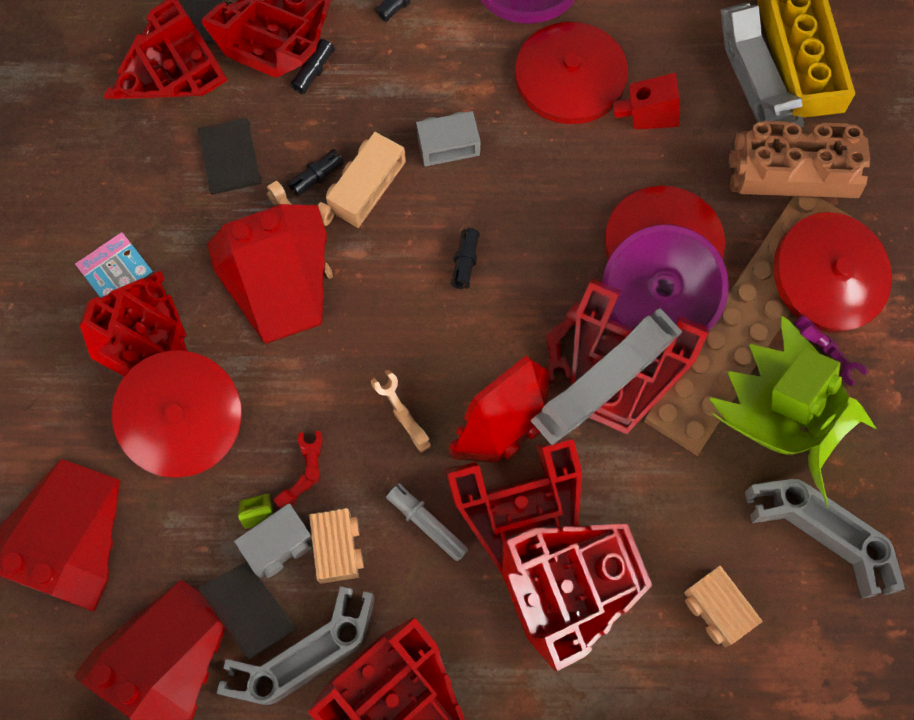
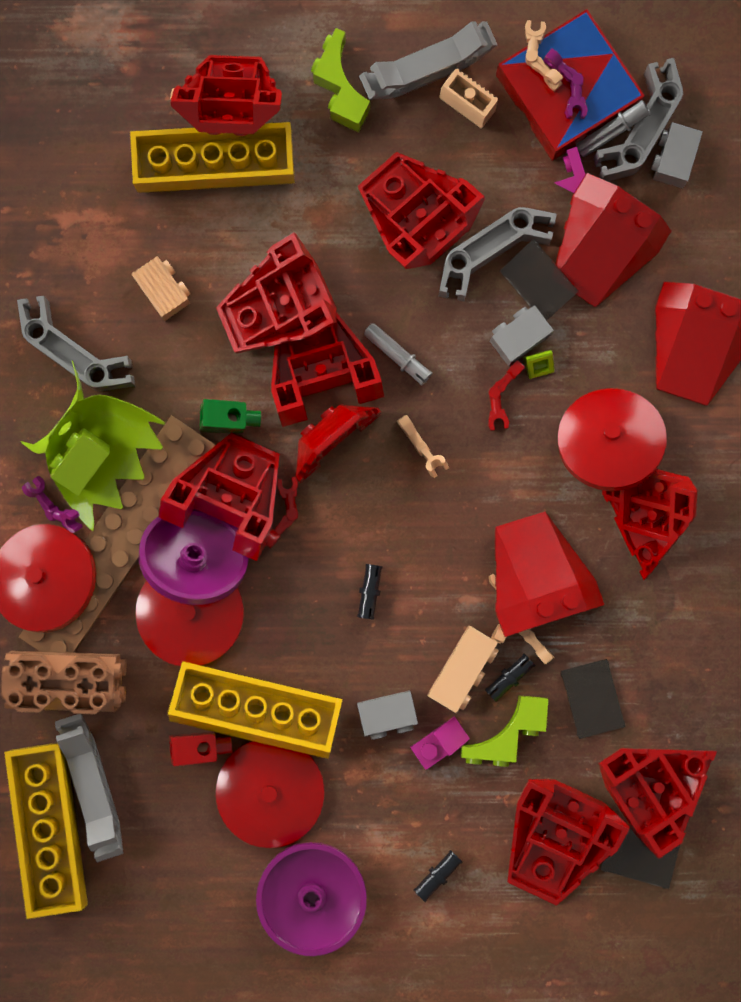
camera: 175 degrees right, 15 degrees up
(113, 265) = (686, 583): sticker -> none
(312, 67) = (510, 808): black pin -> none
(329, 106) = (502, 748): none -> lime arch
(335, 546) = (472, 332): light nougat brick -> none
(394, 113) = (440, 743): none -> dark pink slope
(589, 135) = (255, 710): none -> yellow brick
(606, 377) = (249, 463): light grey piece -> none
(645, 443) = (215, 416): none -> green torso

